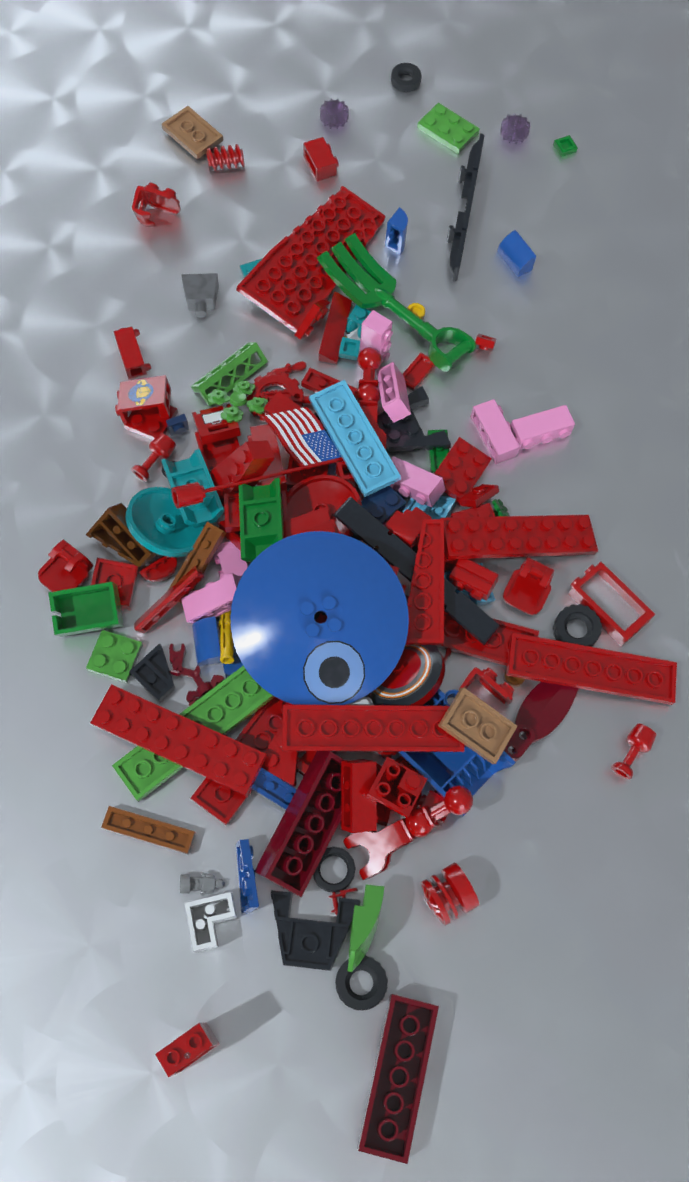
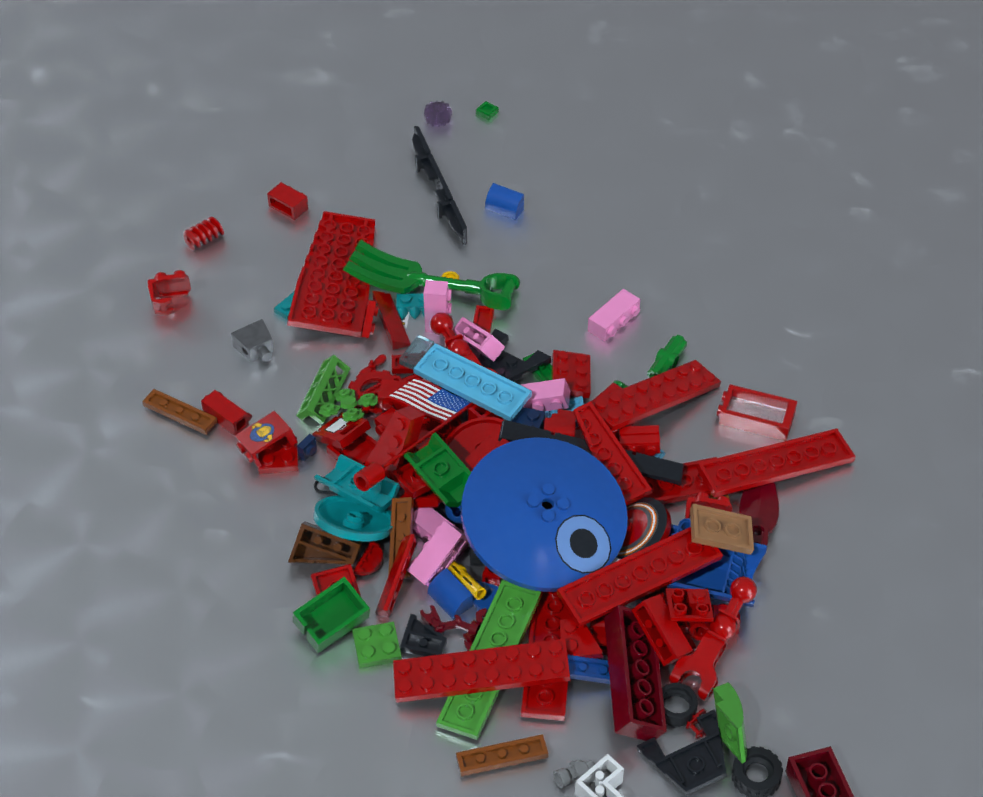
camera: 25 degrees left, 20 degrees down
(65, 568) = (287, 593): red piece -> none
(94, 332) = (180, 411): none -> dark orange plate
(161, 448) = (304, 471): red piece -> none
(192, 132) = (158, 226): medium nougat plate -> none
(246, 877) = (611, 742): blue wing -> none
(332, 375) = (415, 351): none -> clear light blue tile
(334, 113) = (275, 163): clear purple gear -> none
(349, 348) = (414, 327): teal plate -> none
(396, 231) = (396, 225): blue brick -> none
(403, 85) = (317, 120): black tyre -> none
(448, 128) = (380, 136): bright green plate -> none
(449, 894) = (781, 668): red wheel -> none
(479, 495) = (600, 383): red plate -> none
(485, 342) = (525, 275): red plate -> none
(495, 431) = (578, 334): bright pink brick -> none
(529, 587) = (685, 428): red piece -> none
(562, 499) = (668, 357): none -> green piece
(577, 612) = (742, 429): black tyre -> none
(641, 740) = (848, 495): red piece -> none

